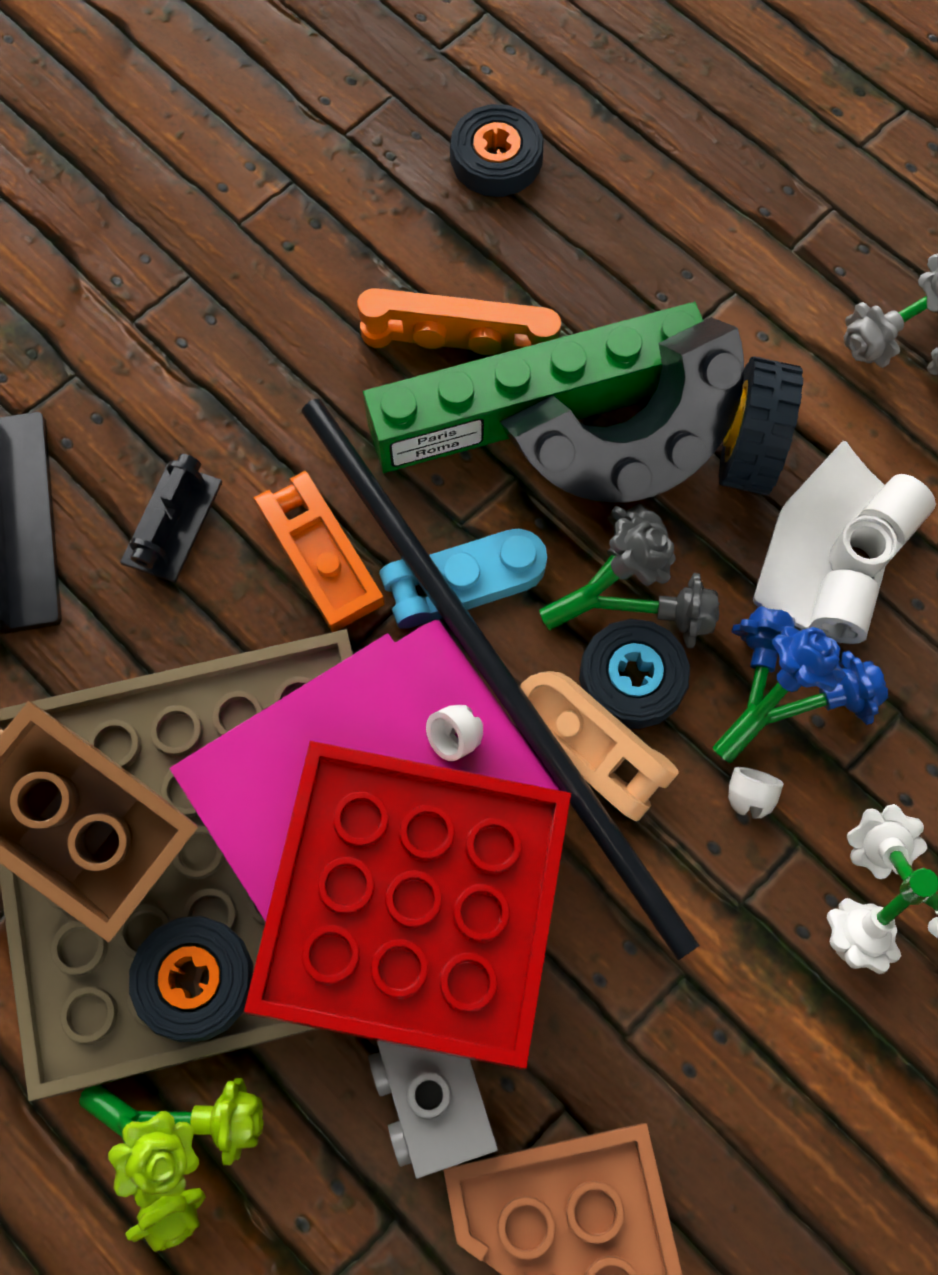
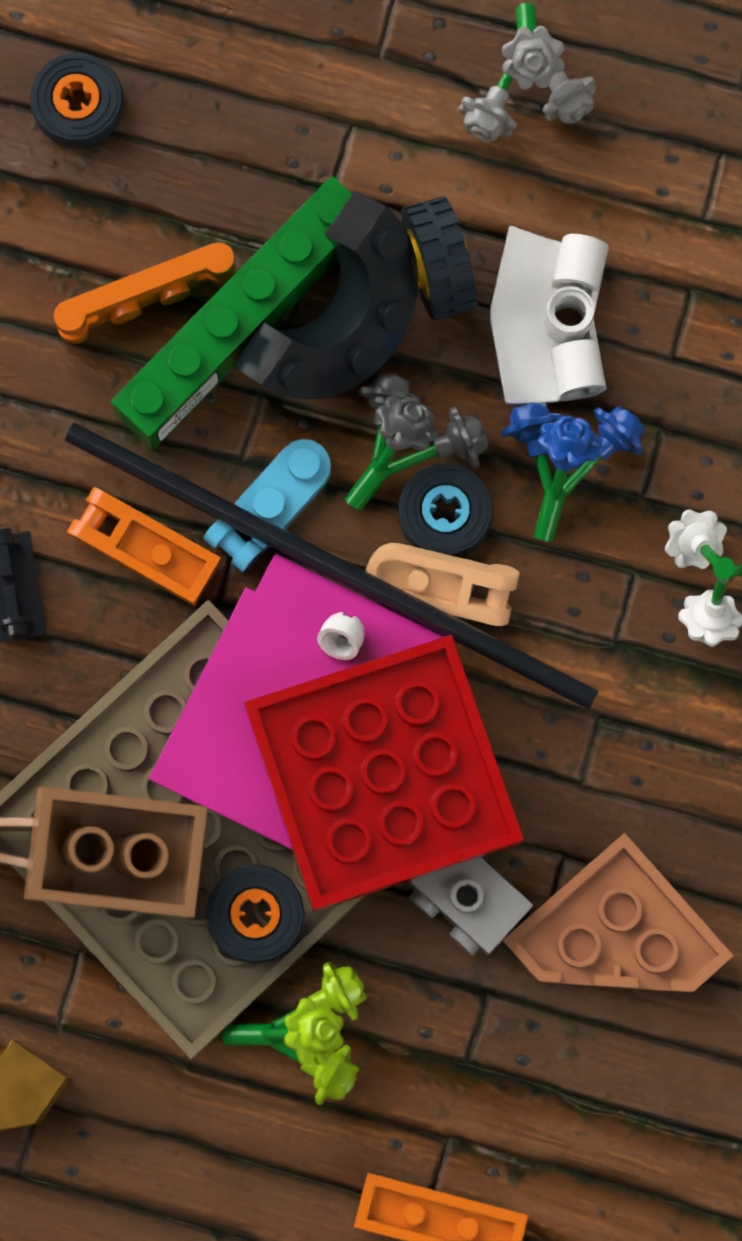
camera: 30 degrees left, 10 degrees up
(754, 790) = (581, 552): white hinge -> none

